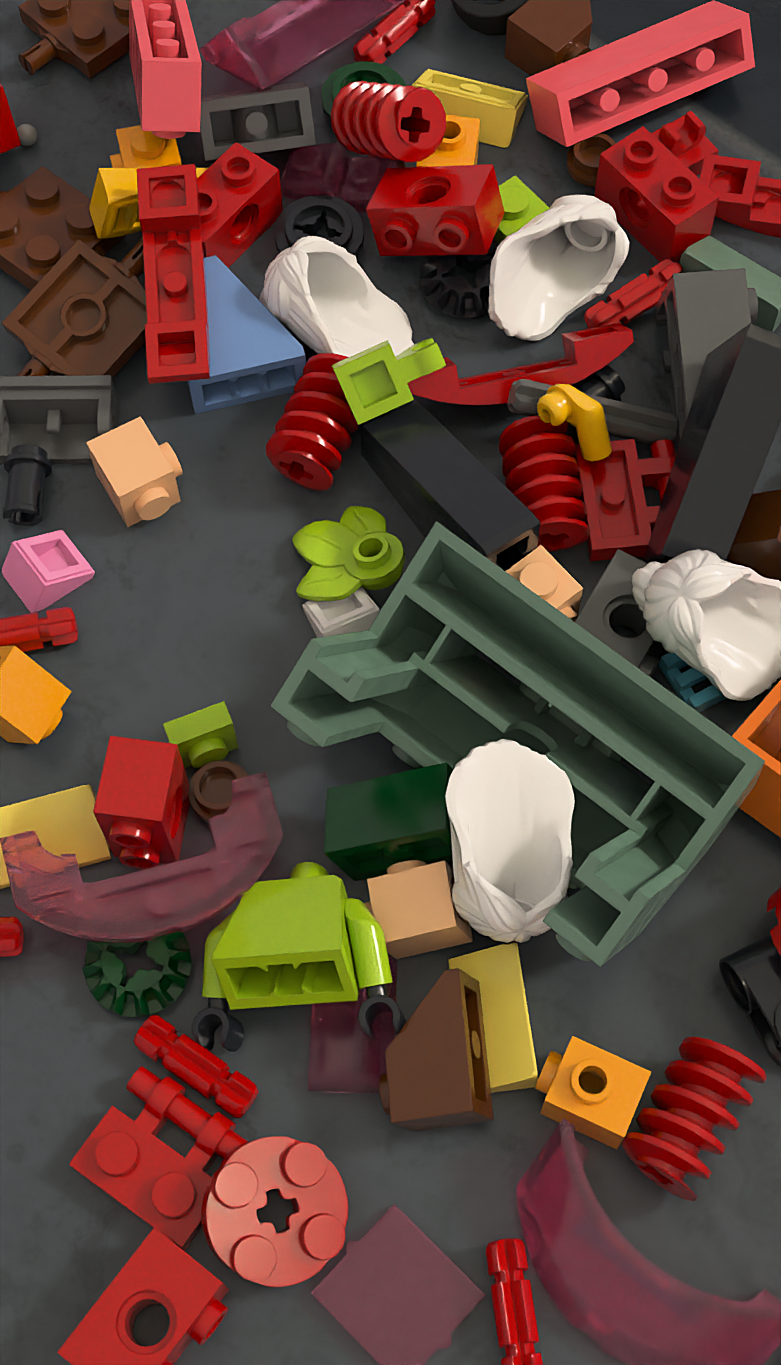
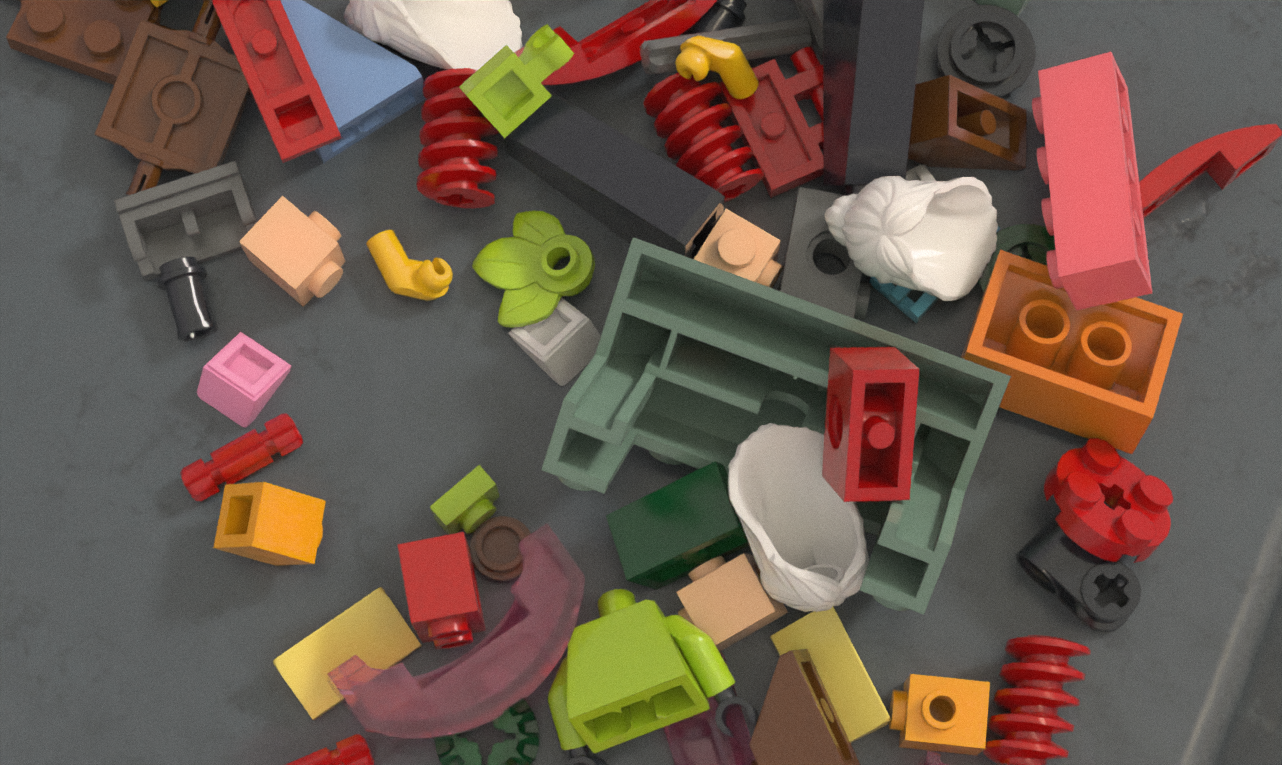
camera: 20 degrees left, 10 degrees up
(227, 525) = (407, 276): none -> yellow arm
(607, 762) = (870, 423): none -> red brick

